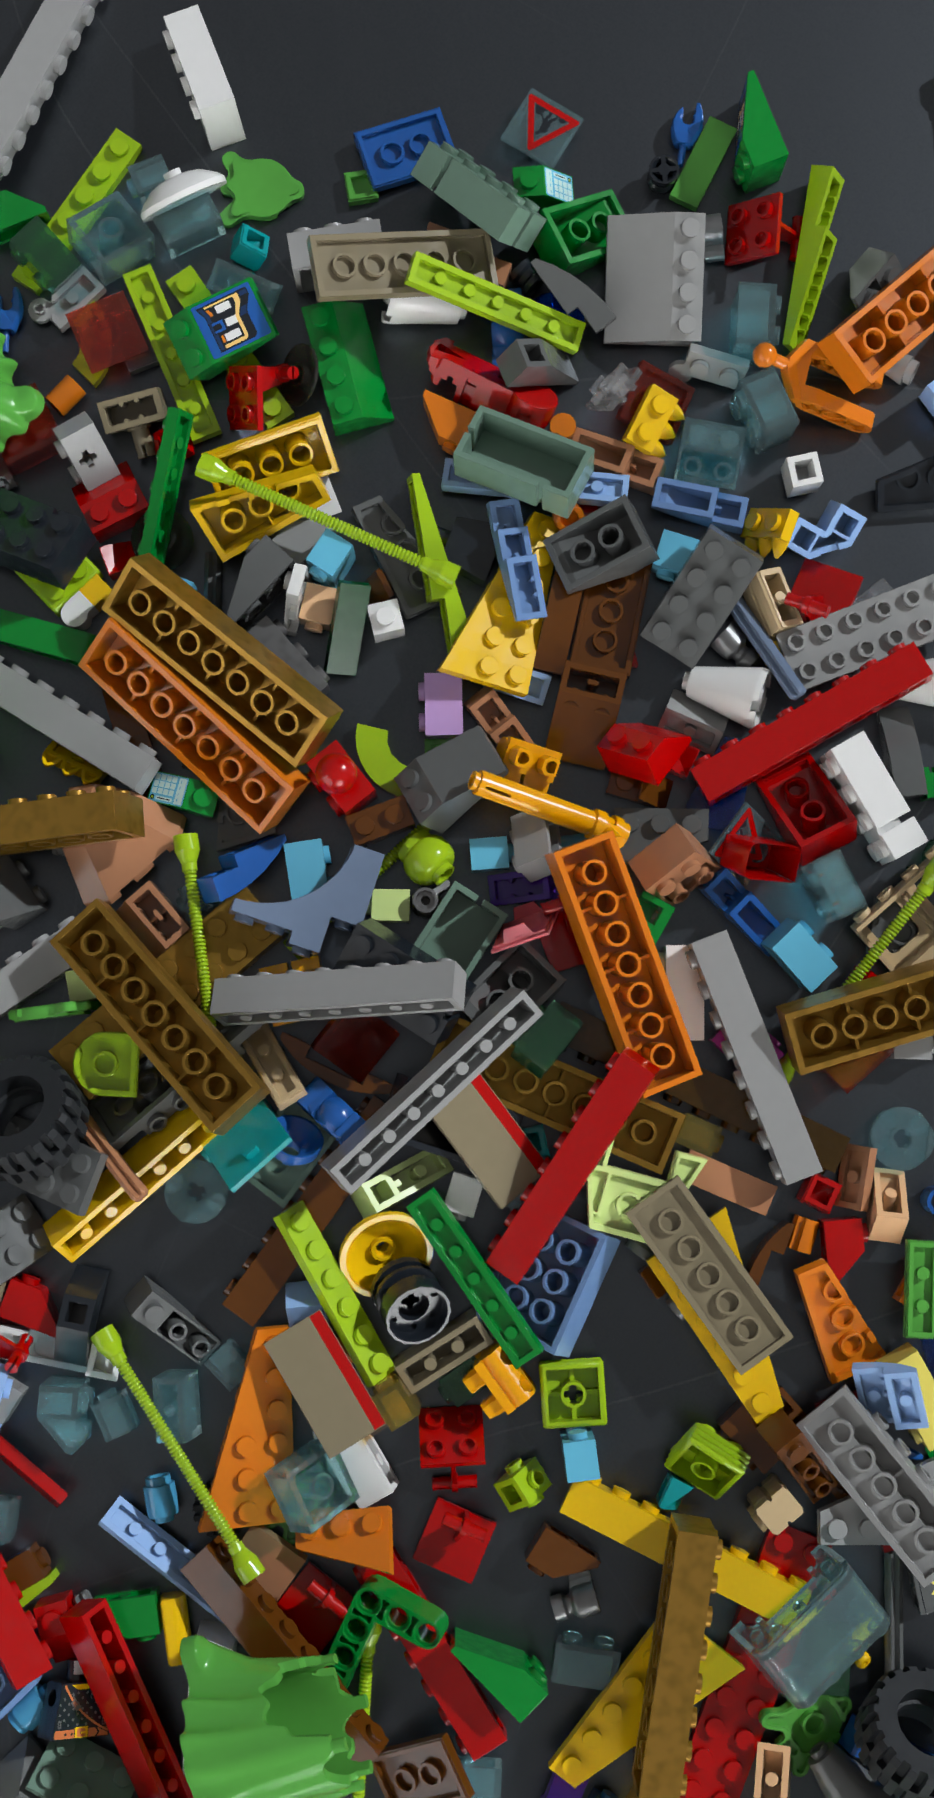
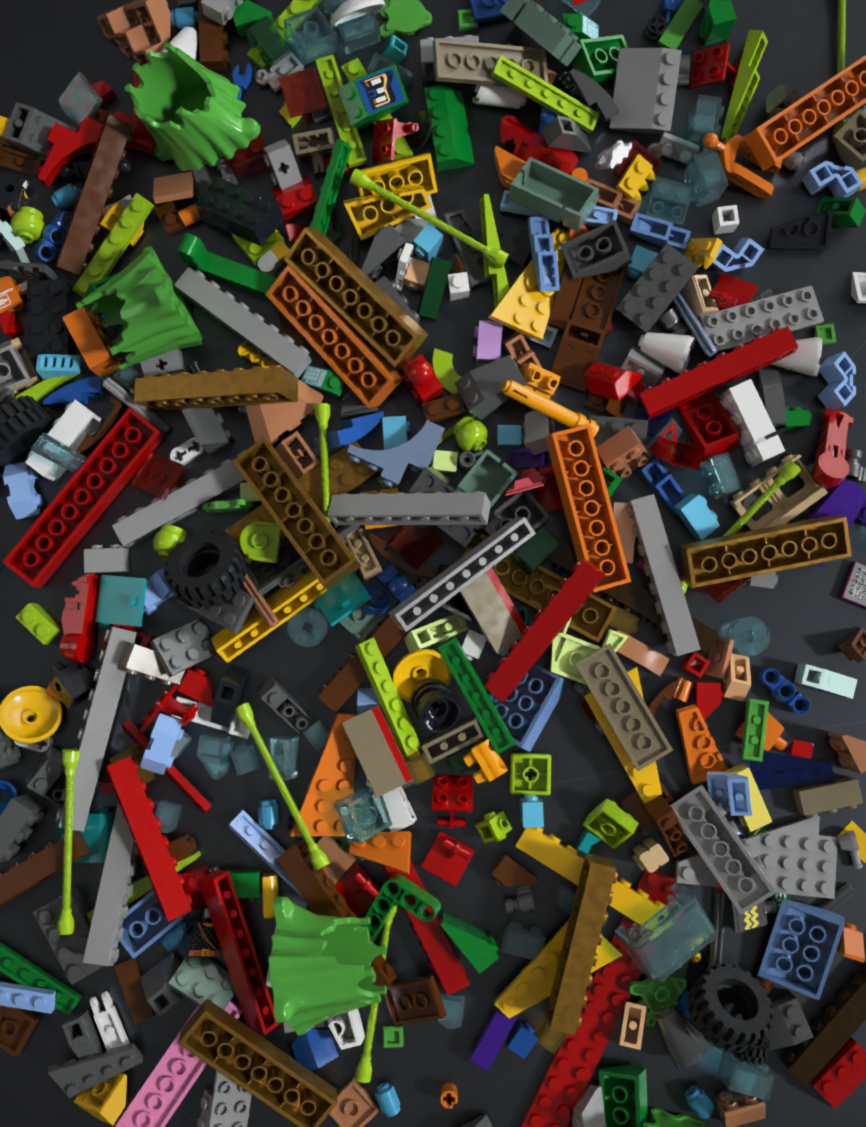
camera: 10 degrees right, 0 degrees up
(65, 395) = (273, 130): orange piece -> none

